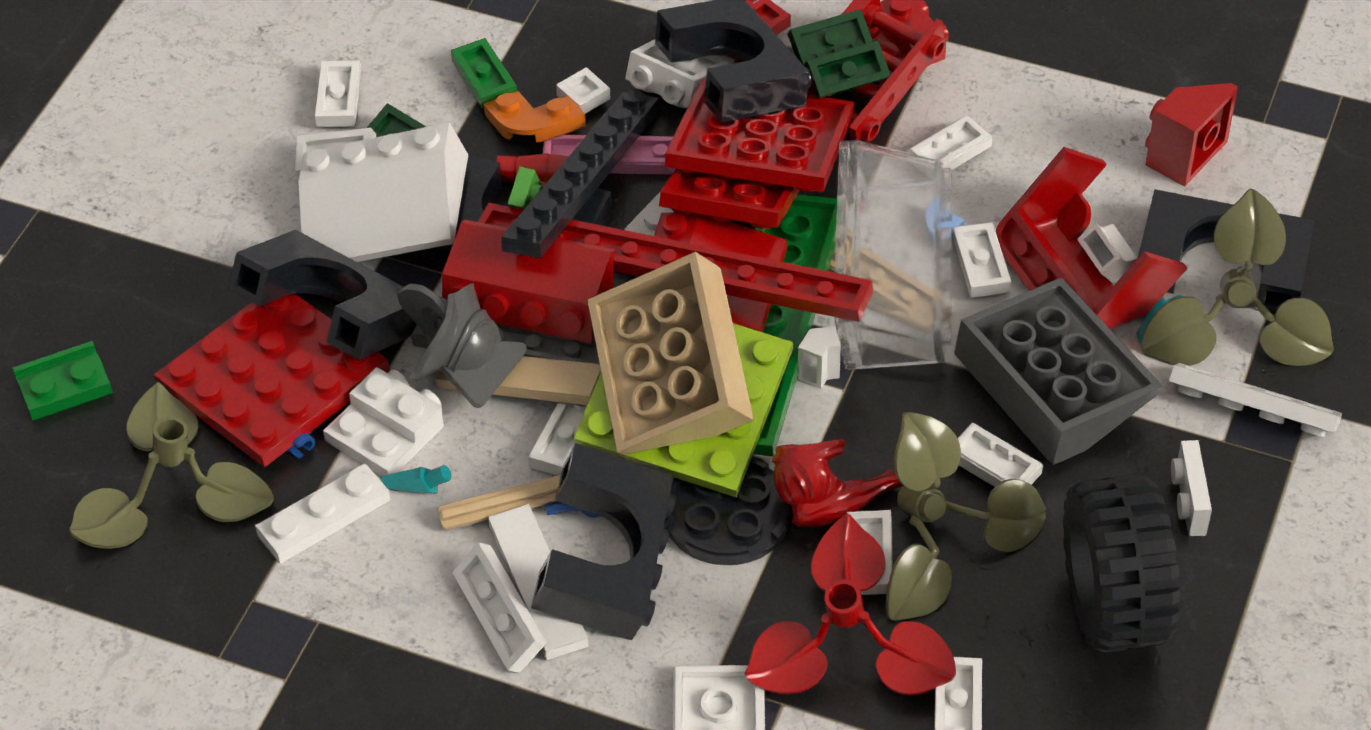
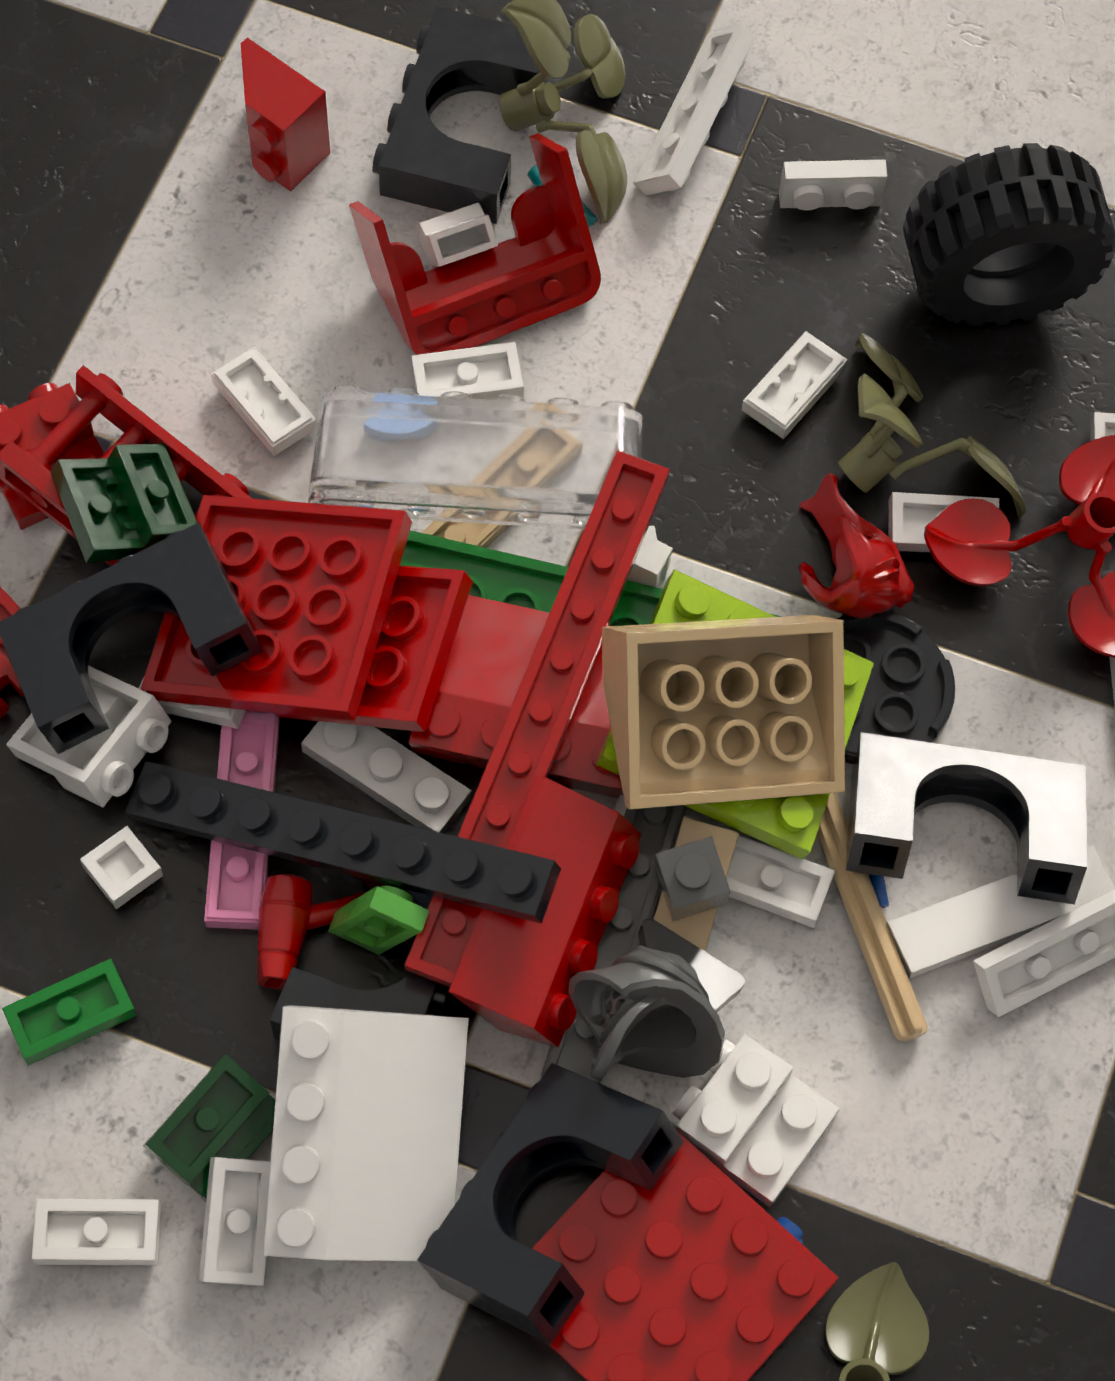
camera: 95 degrees left, 15 degrees up
(322, 513) = (906, 1196): white plate -> none
(418, 479) = (848, 1069): teal bar -> none
(514, 115) = (188, 939): orange plate -> none
(547, 357) = (692, 878): none -> dark grey brick
(1054, 368) = (669, 299): dark grey slope -> none

